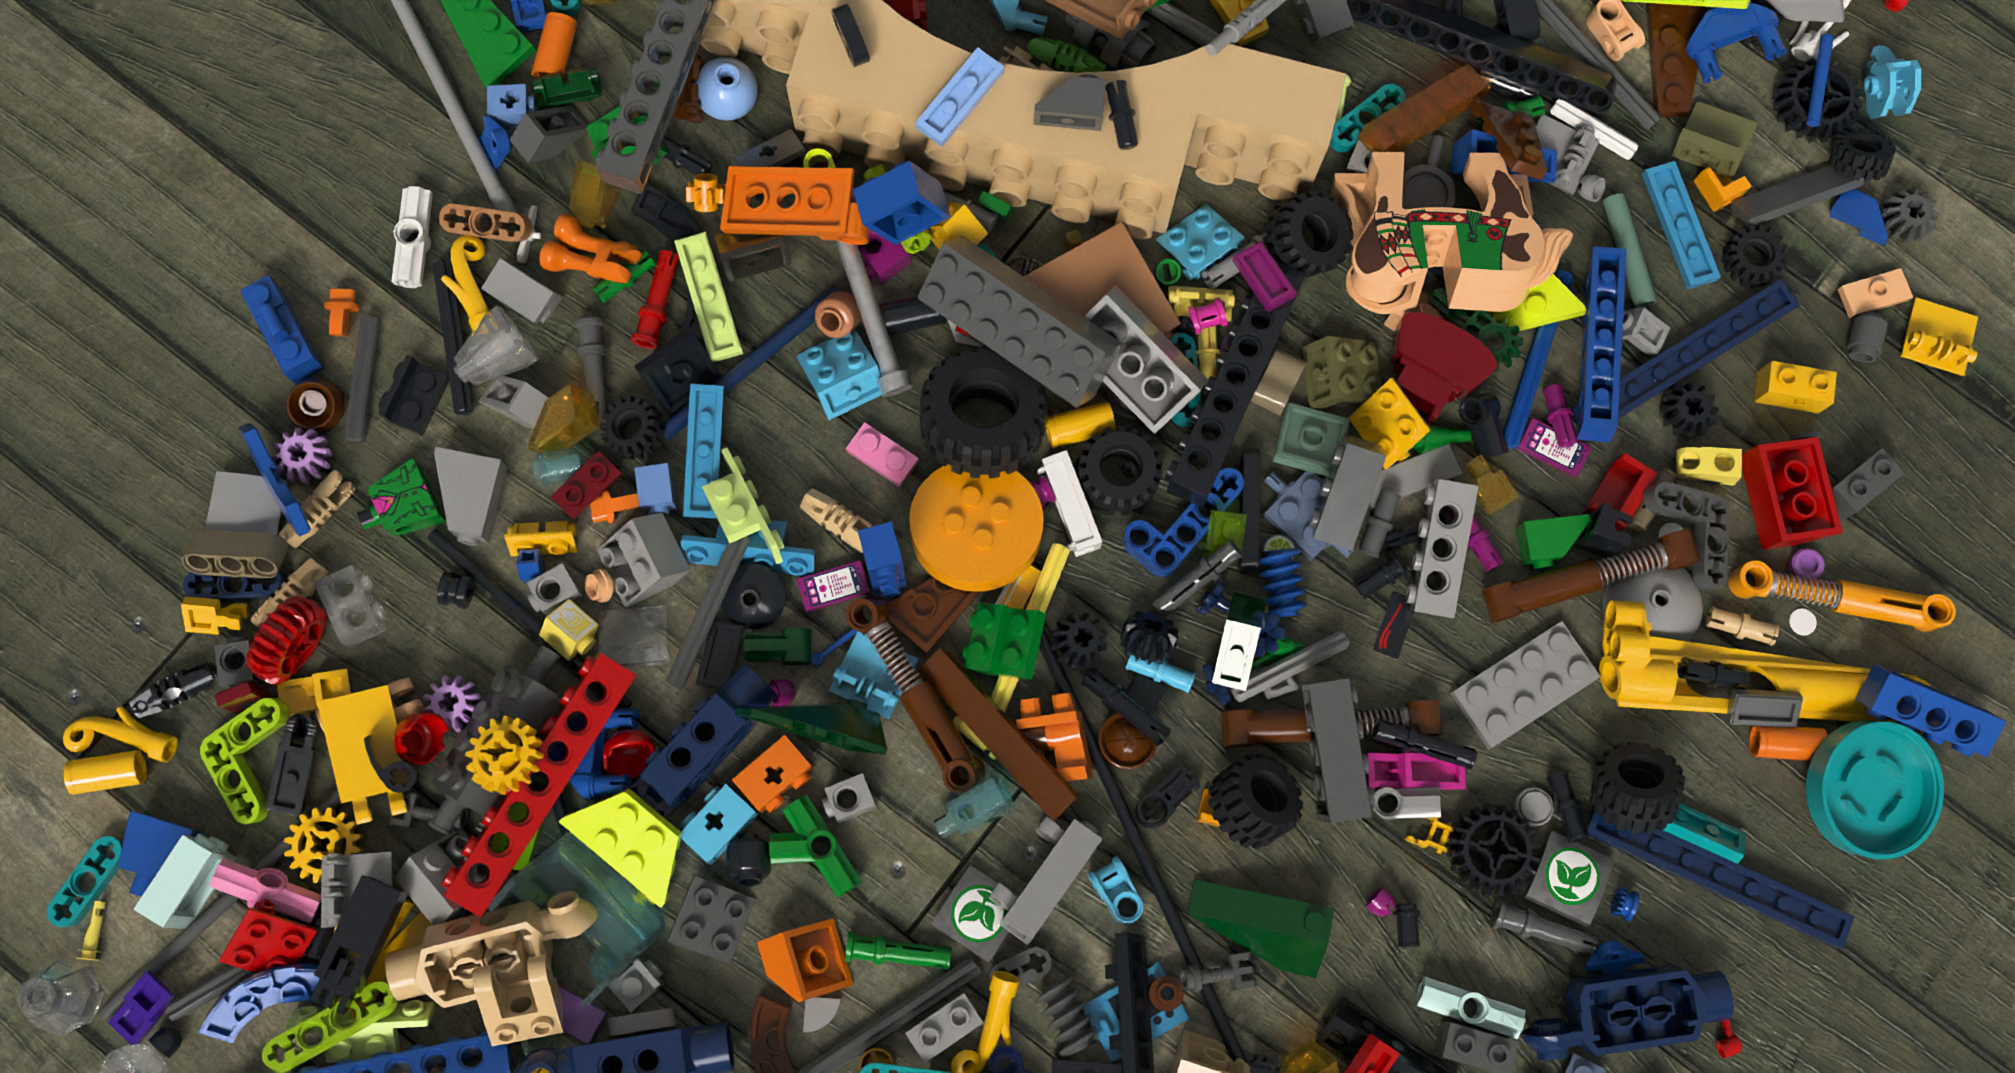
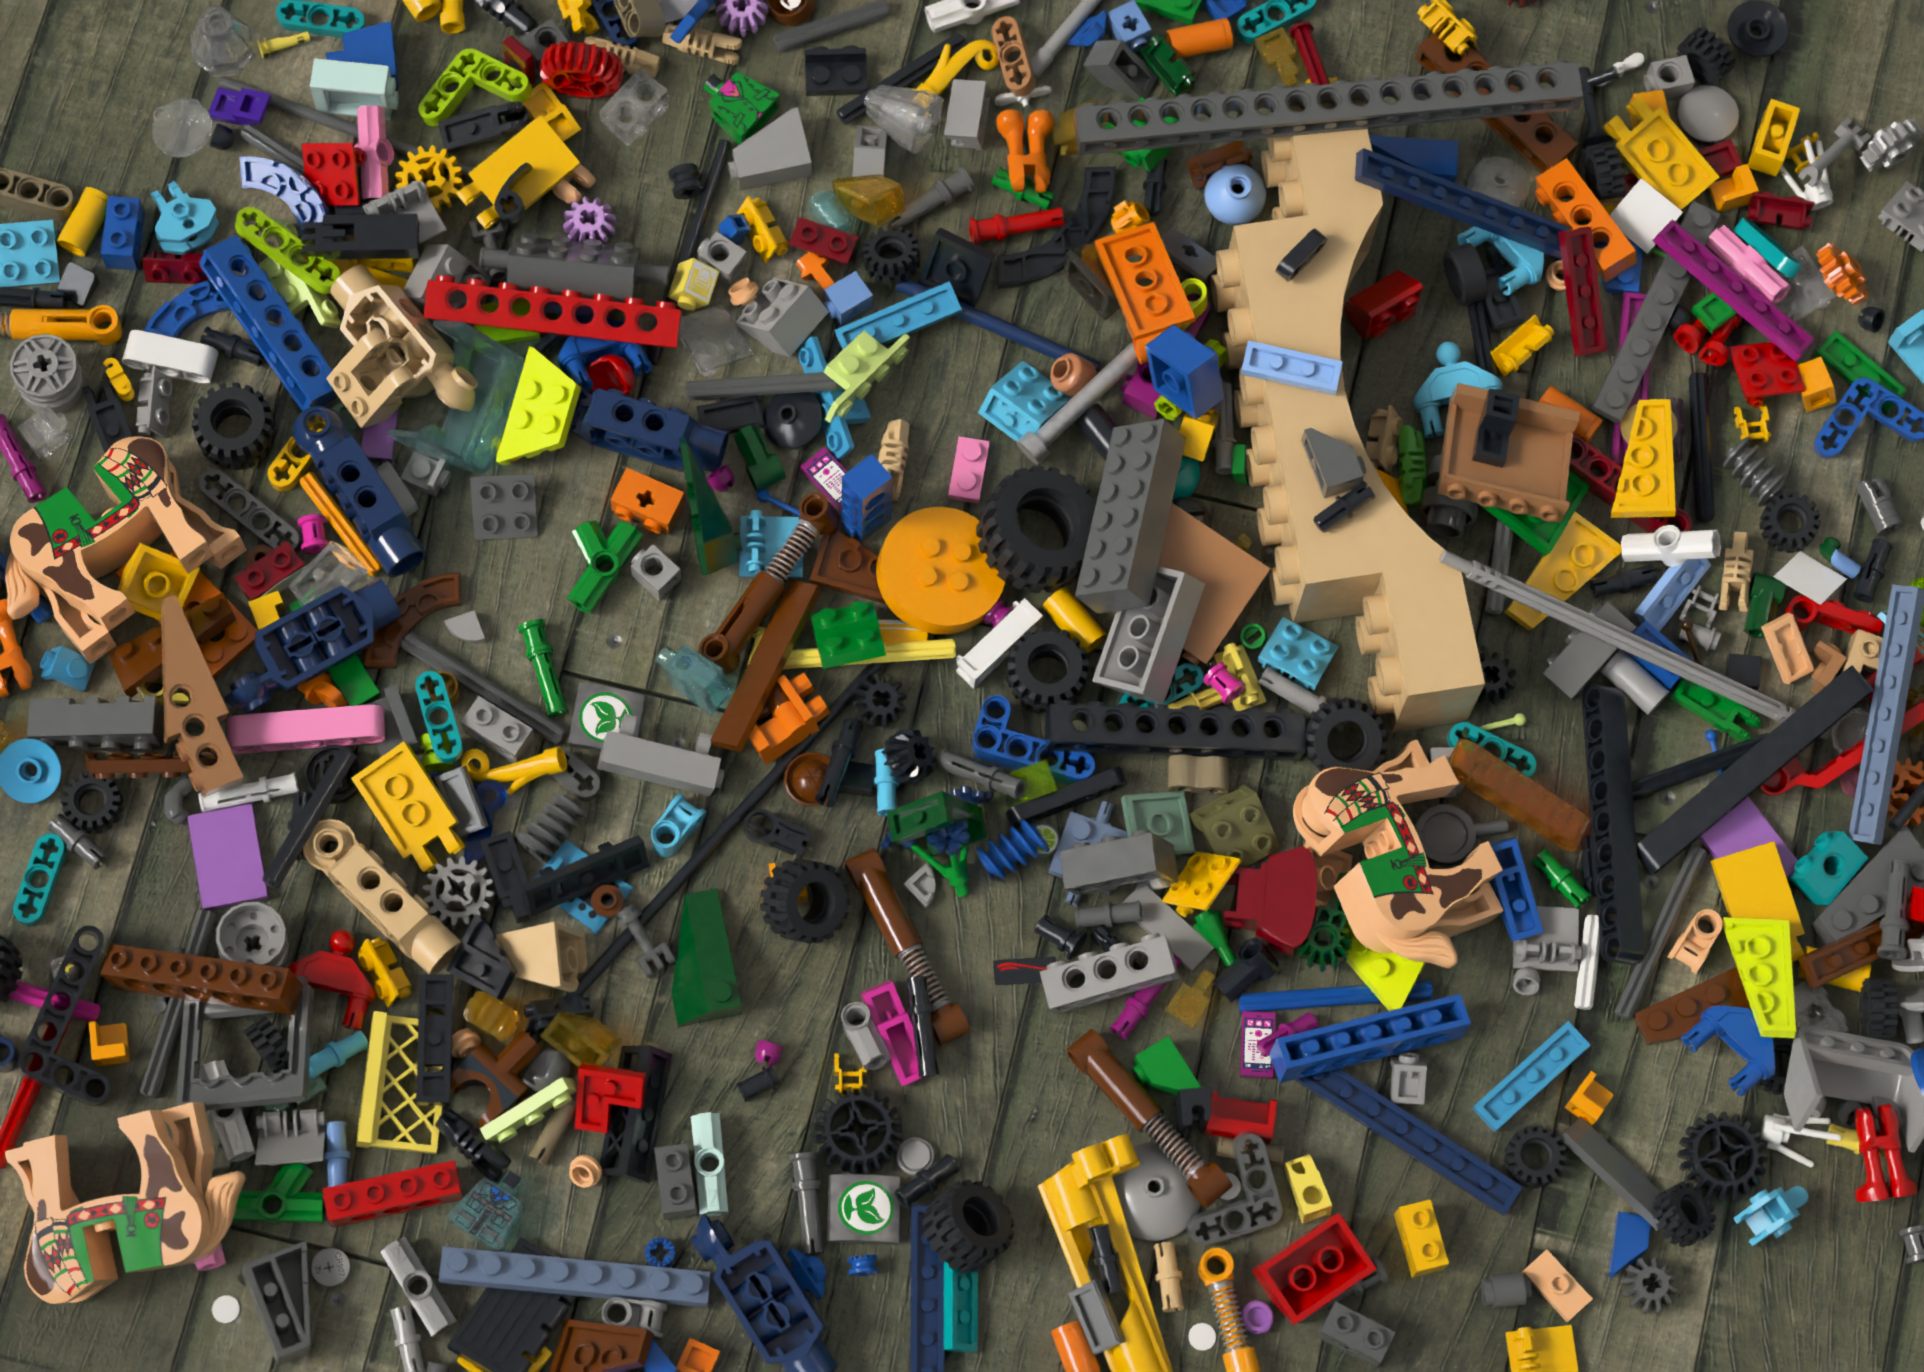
camera: 65 degrees right, 5 degrees down
(420, 737) = (548, 208): red hair -> none
(510, 766) = (561, 271): yellow gear -> none
(708, 297) = (1036, 264): yellowish green tile -> none
(714, 842) = (596, 487): medium azure brick -> none
(748, 860) = (566, 512): black head -> none
(806, 960) = (504, 596): orange slope -> none
(1264, 276) = (1282, 713): magenta tile -> none
(1292, 665) = (941, 888): light grey axle -> none
(1337, 751) = (878, 947): dark grey wedge -> none
(1516, 138) = (1527, 879): reddish brown wing -> none
(1525, 685) = (1023, 1105): light grey plate -> none
(1626, 238) = (1482, 1040): sand green piece -> none
(1698, 417) = (1340, 1143): black gear -> none
(1714, 139) = (1632, 1074): olive bracket -> none
(1820, 80) = (1735, 1142): blue bar -> none

